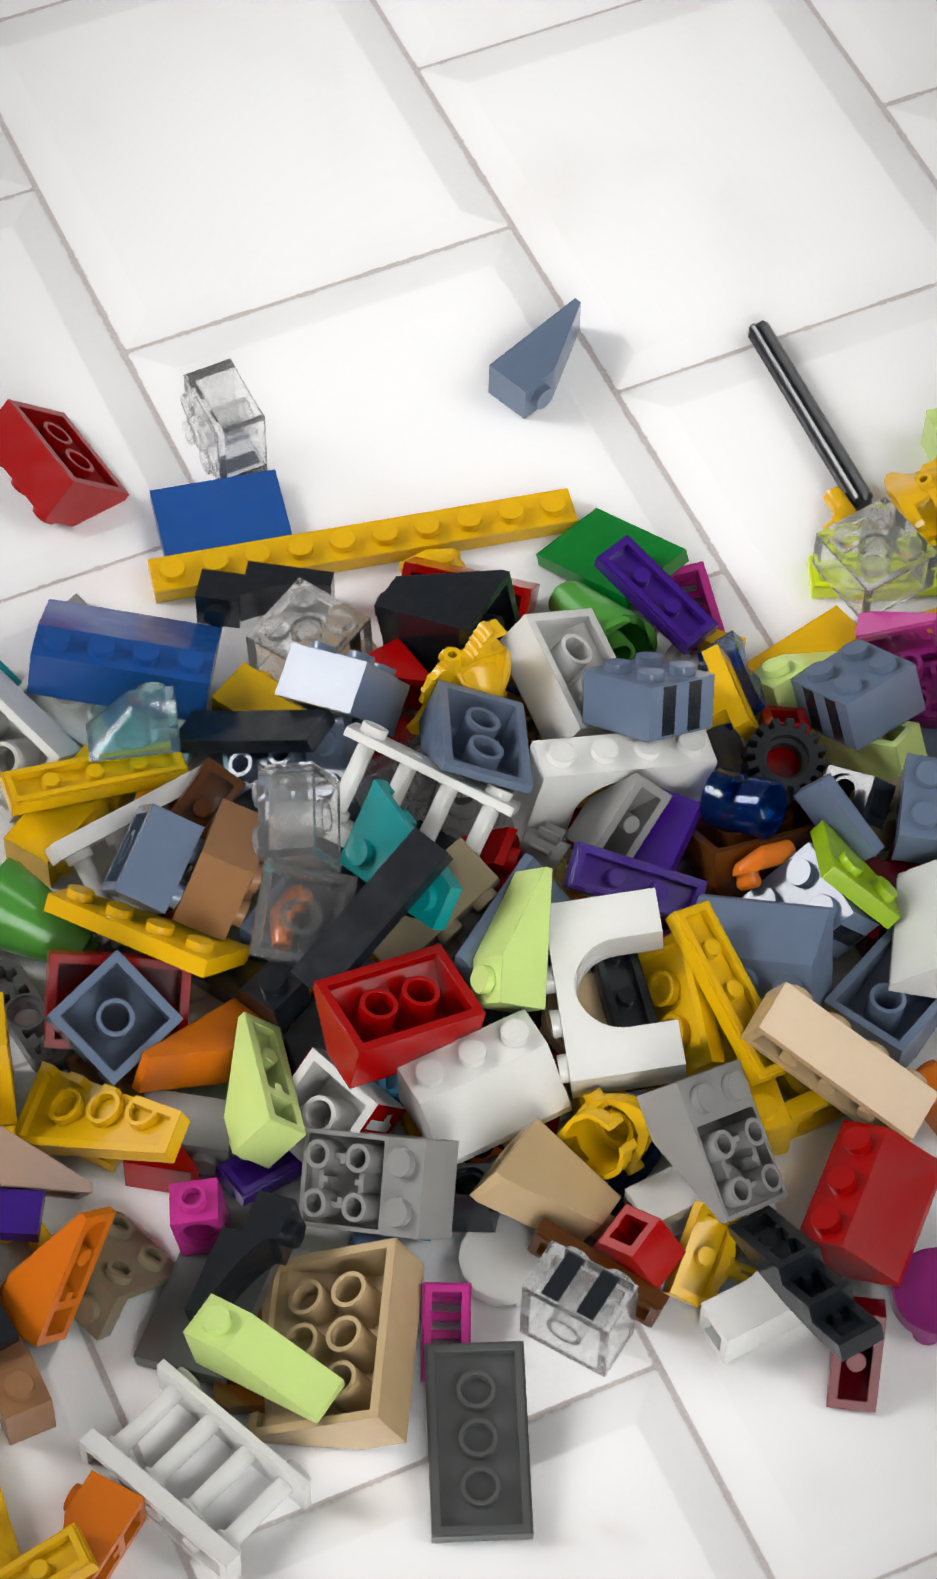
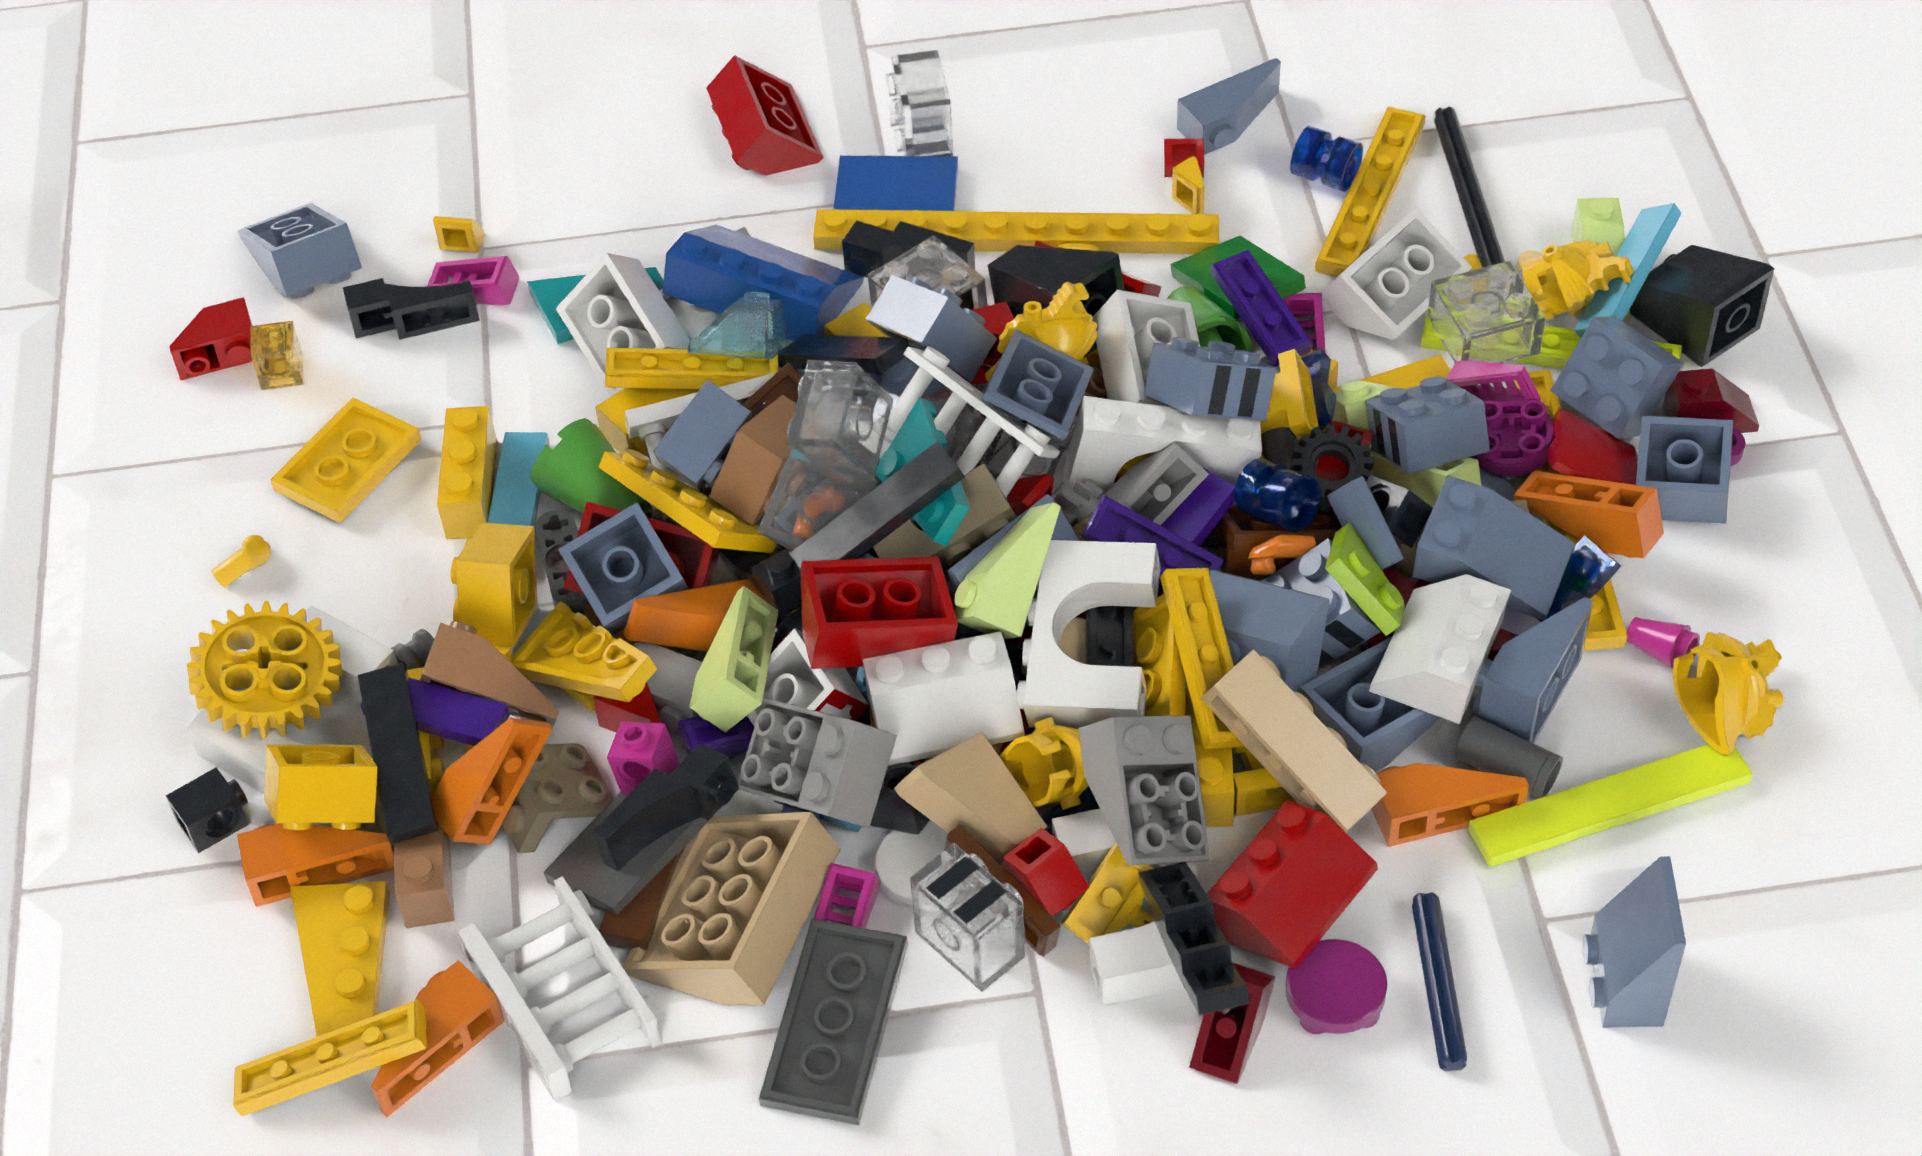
camera: 20 degrees right, 5 degrees down
(260, 1359) = (646, 893): yellowish green slope -> none
(511, 428) = (1179, 150): none -> red plate
(529, 462) = (1188, 186): none -> yellow slope
(644, 404) = (1330, 159): none -> clear blue wheel
(710, 433) = (1371, 191): none -> yellow tile
(770, 530) = (1393, 278): none -> white slope

